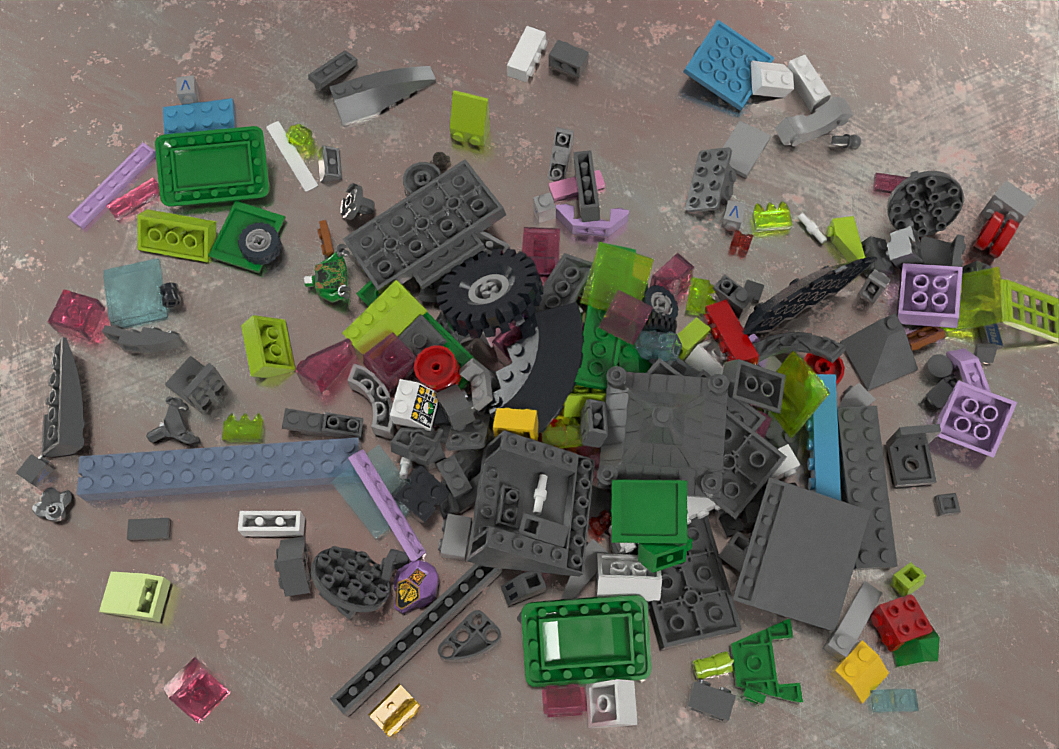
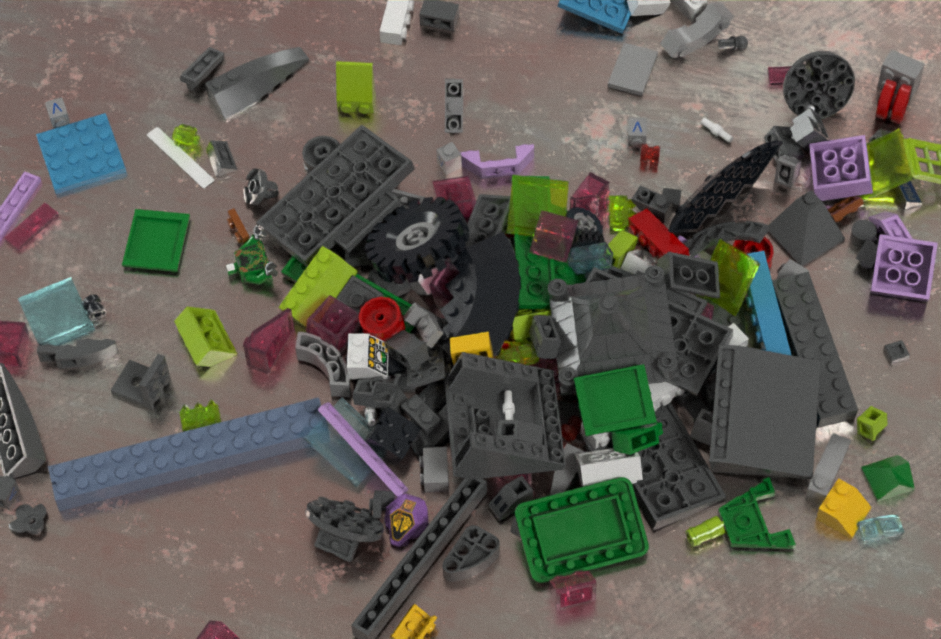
camera: 10 degrees left, 10 degrees down
(135, 595) = (135, 580): yellowish green slope -> none
(148, 529) = (130, 522): dark grey tile -> none
(173, 424) = (131, 423): dark grey axle -> none
(175, 235) = (84, 251): lime slope -> none
(212, 166) = (105, 179): green wedge -> none
(269, 247) = (165, 248): black wheel -> none
(271, 523) = (253, 491): white brick -> none
(292, 566) = (284, 519): dark grey brick -> none
(322, 425) = (273, 397): dark grey slope -> none
(440, 156) = (334, 130): clear smoke plate -> none
(568, 187) = (476, 132): bright pink tile -> none
(586, 186) = (487, 129): dark grey brick -> none
(611, 704) = (618, 582): white slope -> none
(710, 701) = (709, 561): dark grey brick -> none
(711, 180) = (608, 103): dark grey bracket -> none
(752, 696) = (748, 550): green tile -> none
(772, 218) = (675, 127): clear neon green plate -> none
(846, 237) = (749, 130): lime slope -> none
(900, 621) = (869, 457): red bracket -> none
(912, 444) = (850, 304): dark grey bracket -> none
(942, 252) = (846, 127): dark grey bracket -> none
(985, 352) = (905, 210): dark grey tile -> none

